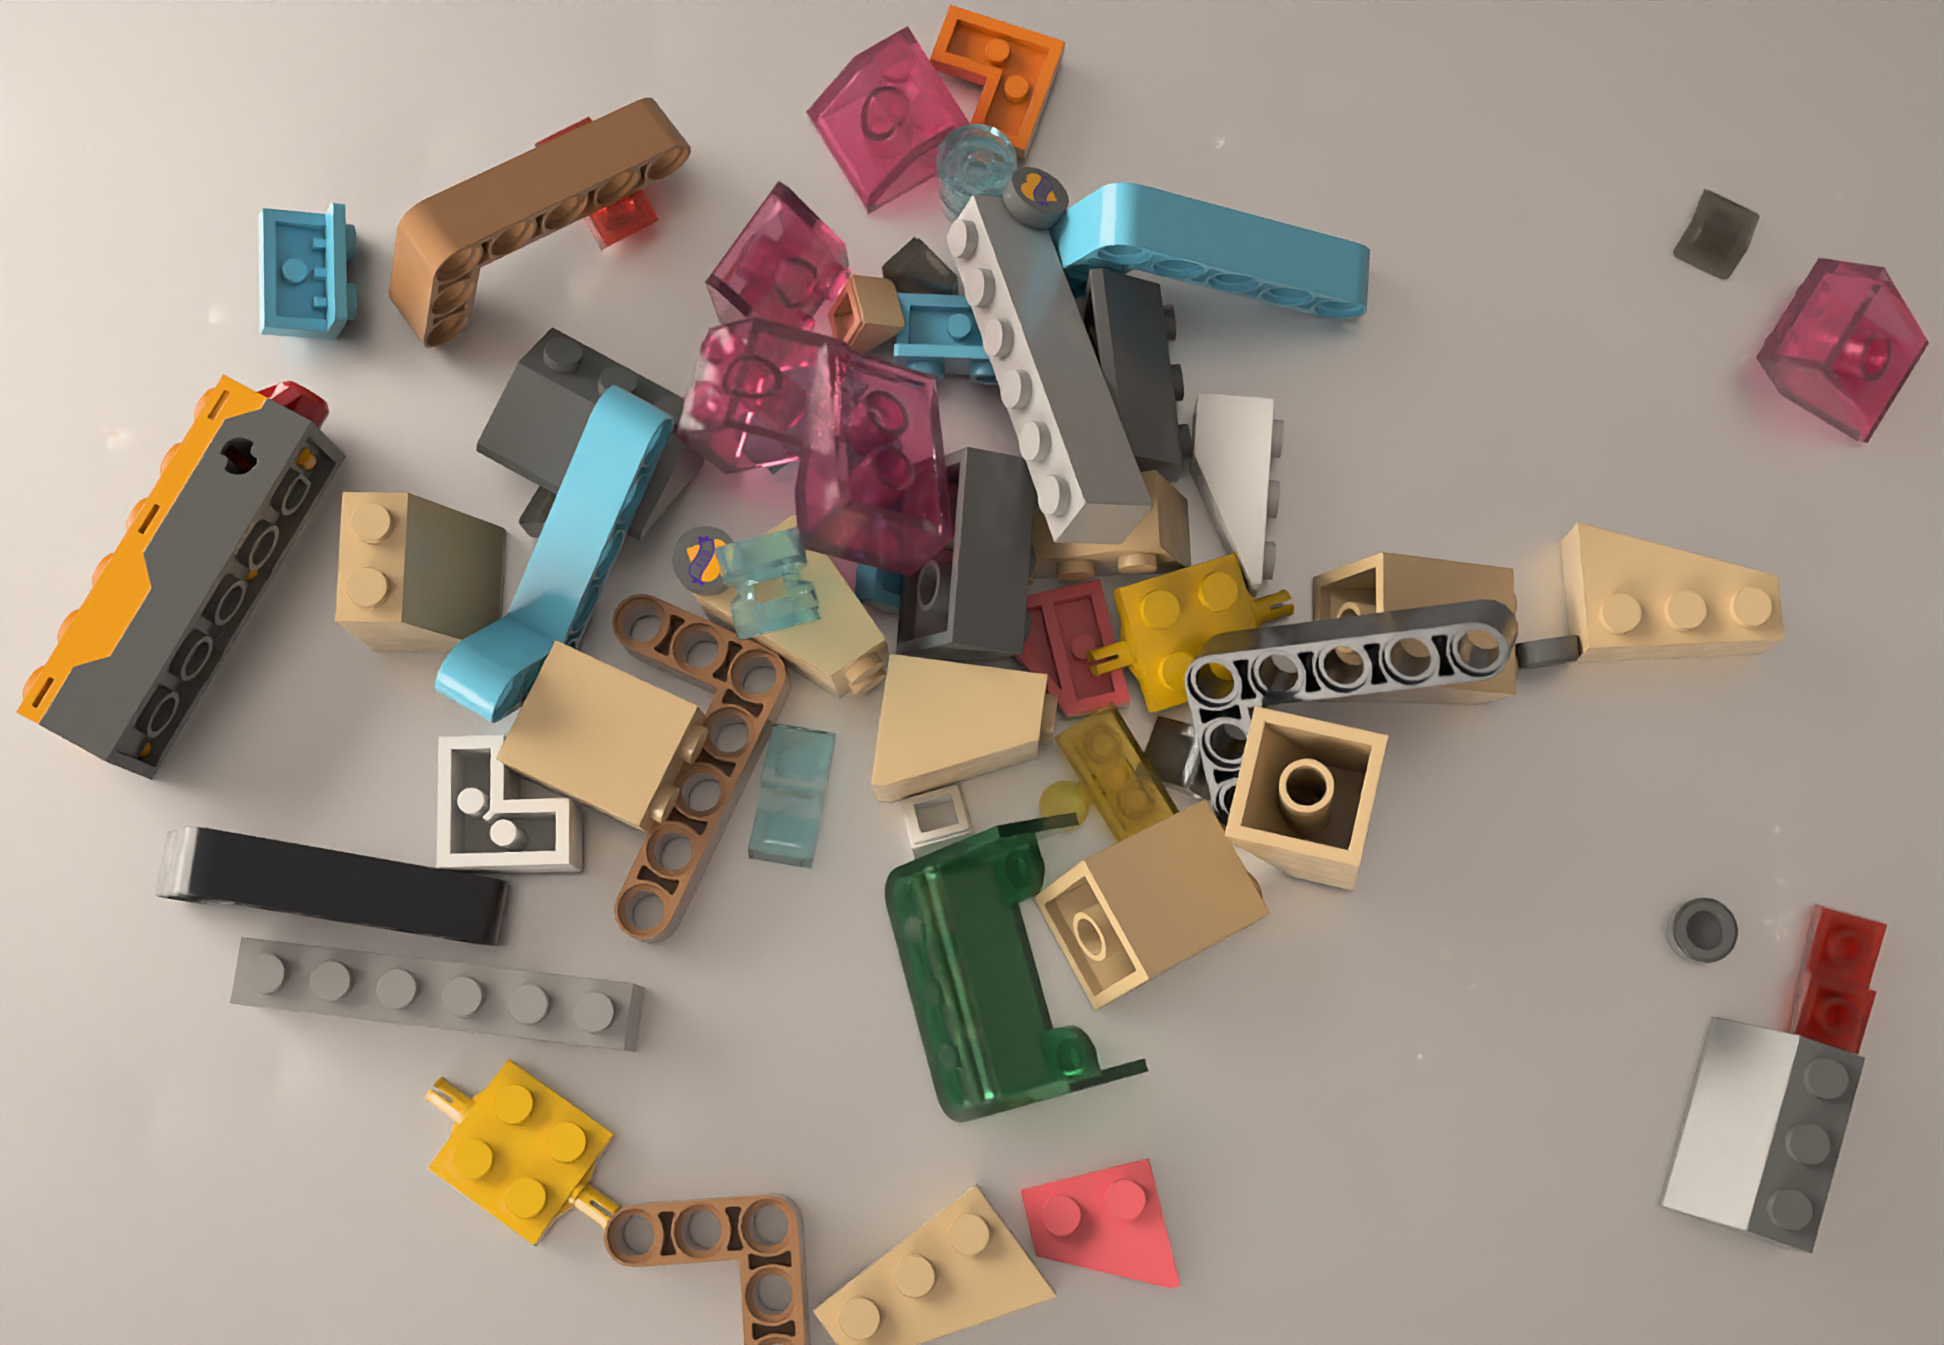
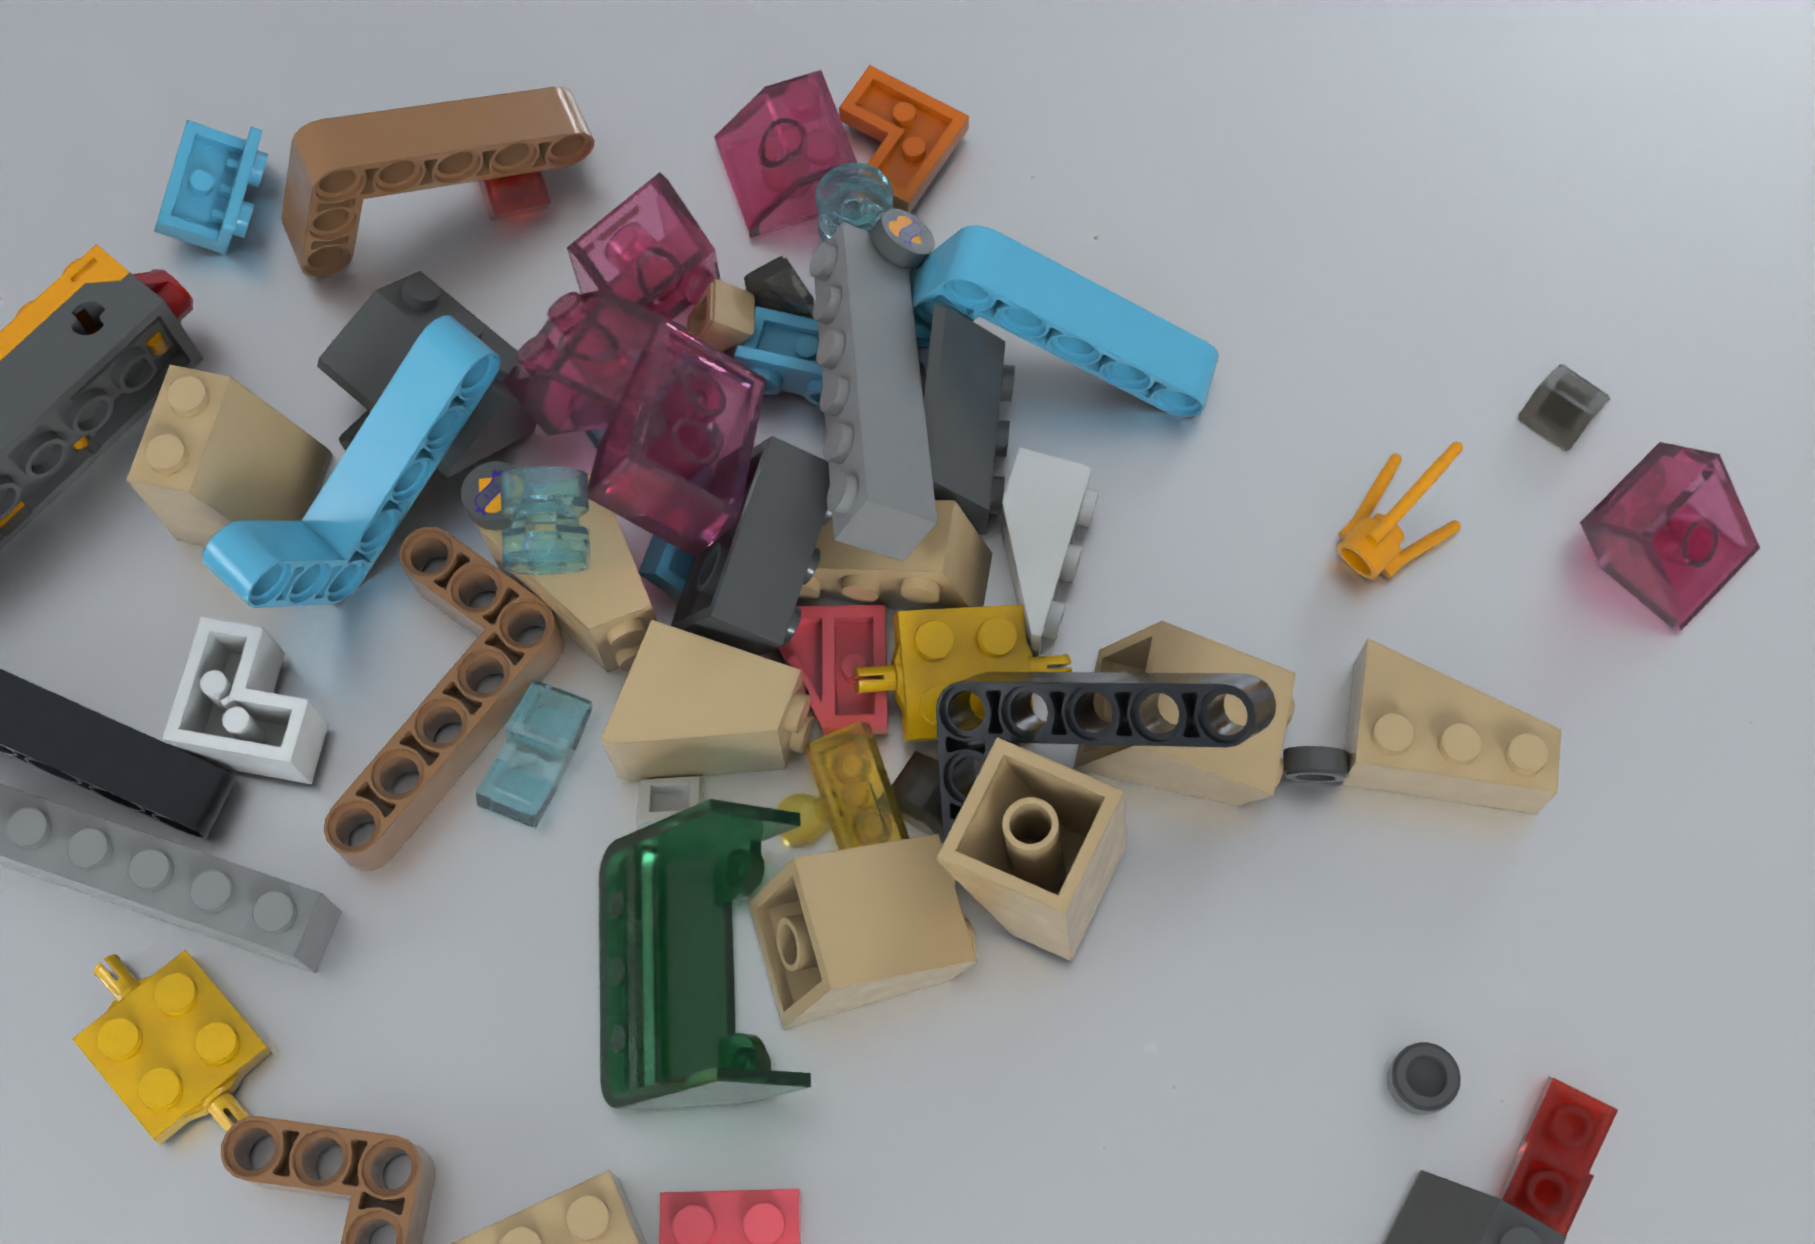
camera: 10 degrees right, 10 degrees down
(603, 738) = (356, 649): tan slope -> none
(1560, 417) = (1373, 543): none -> light orange plant

